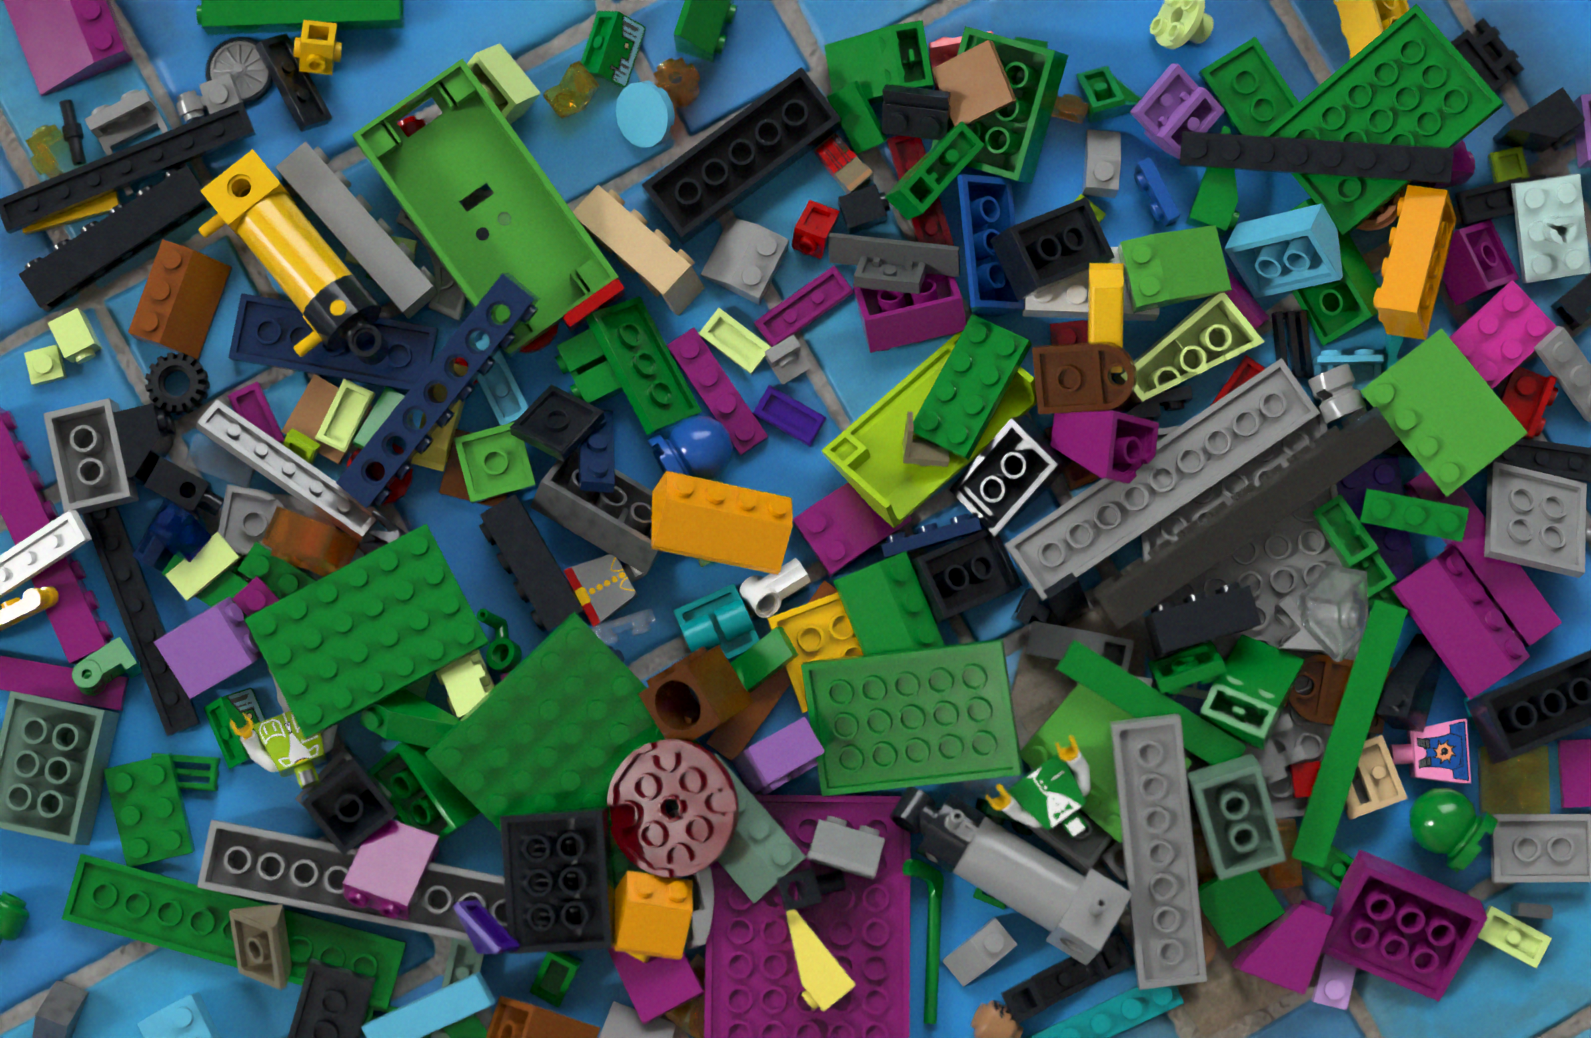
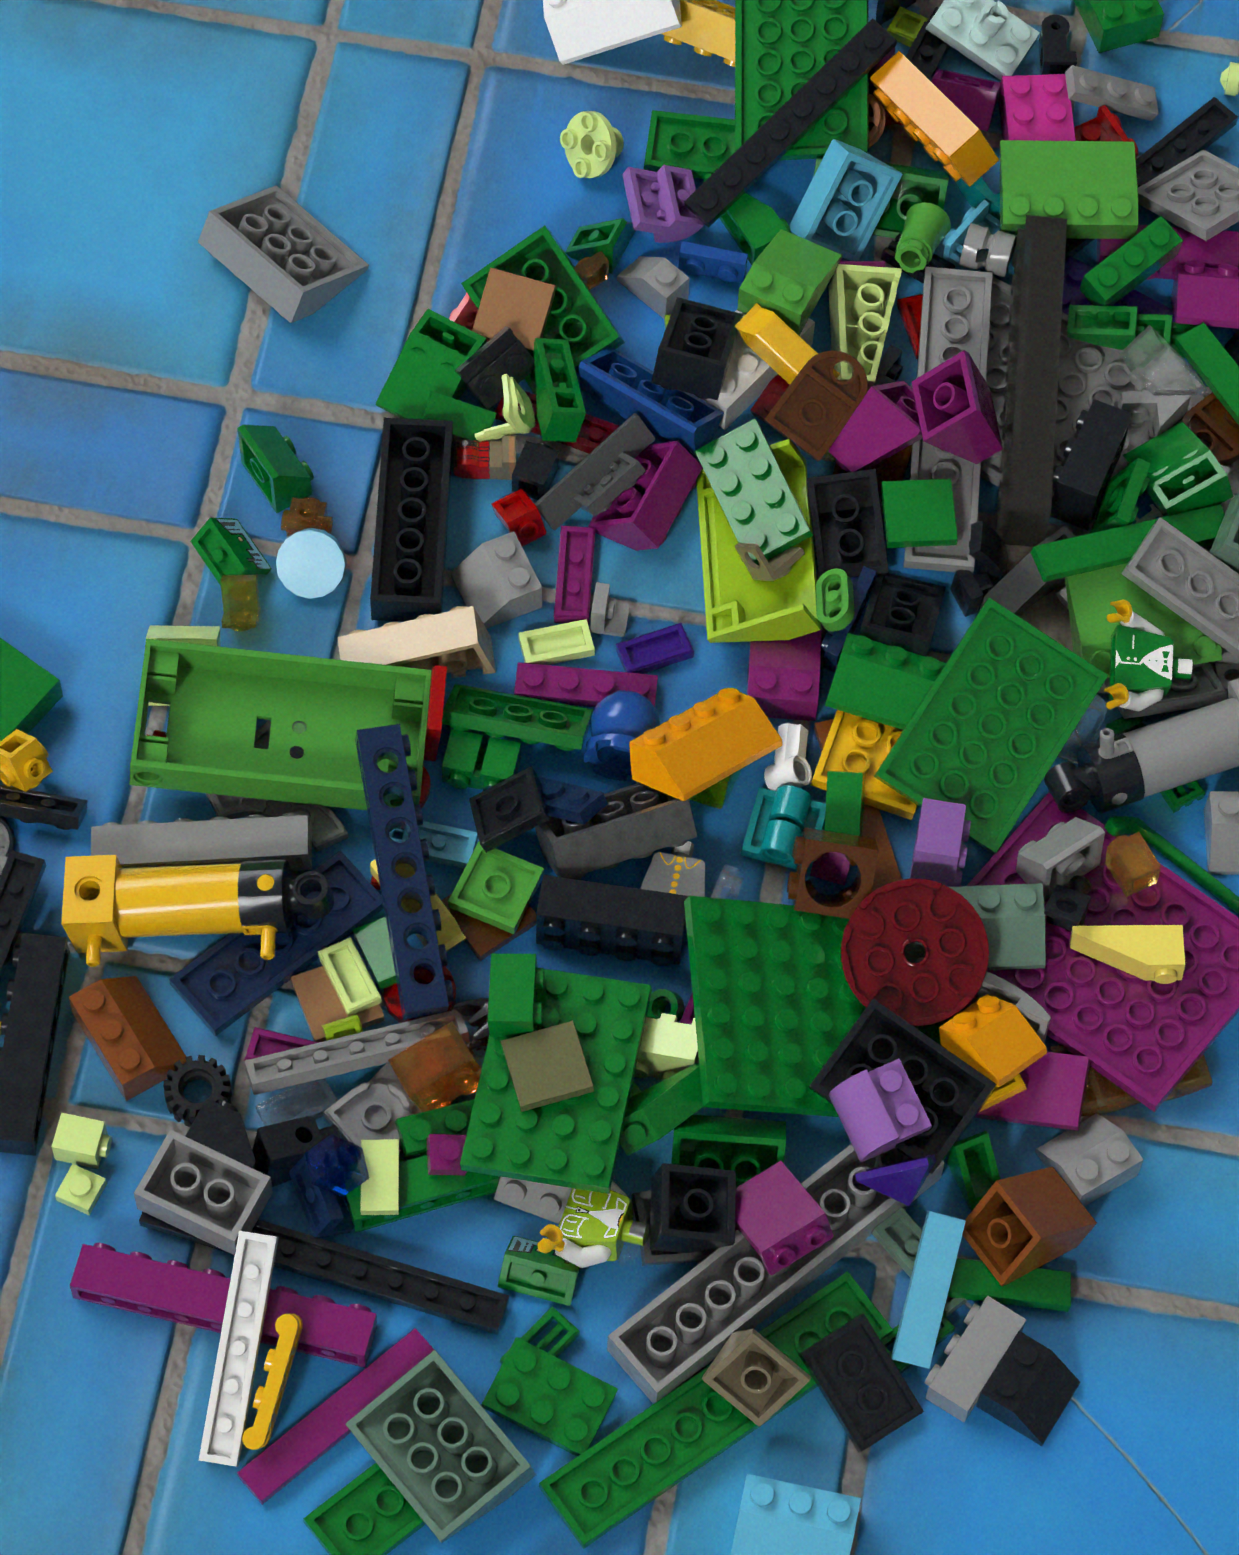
camera: 55 degrees left, 20 degrees down
(104, 666) = (391, 1330): leg -> none
(209, 647) = (454, 1225): medium lavender brick -> none
(360, 621) = (547, 1066): none -> olive tile
(393, 554) = (513, 994): none -> green piece
(516, 884) = (879, 1109): none -> medium lavender brick
(880, 157) = (517, 420): none -> yellowish green piece
(886, 905) = (1132, 863): none -> clear yellow brick
(924, 520) = (834, 600): none -> bright green plate
(1052, 524) = (919, 513): none -> green tile
(1150, 491) = (957, 409): none -> magenta slope
(1305, 334) = (922, 233): none -> bright green plant

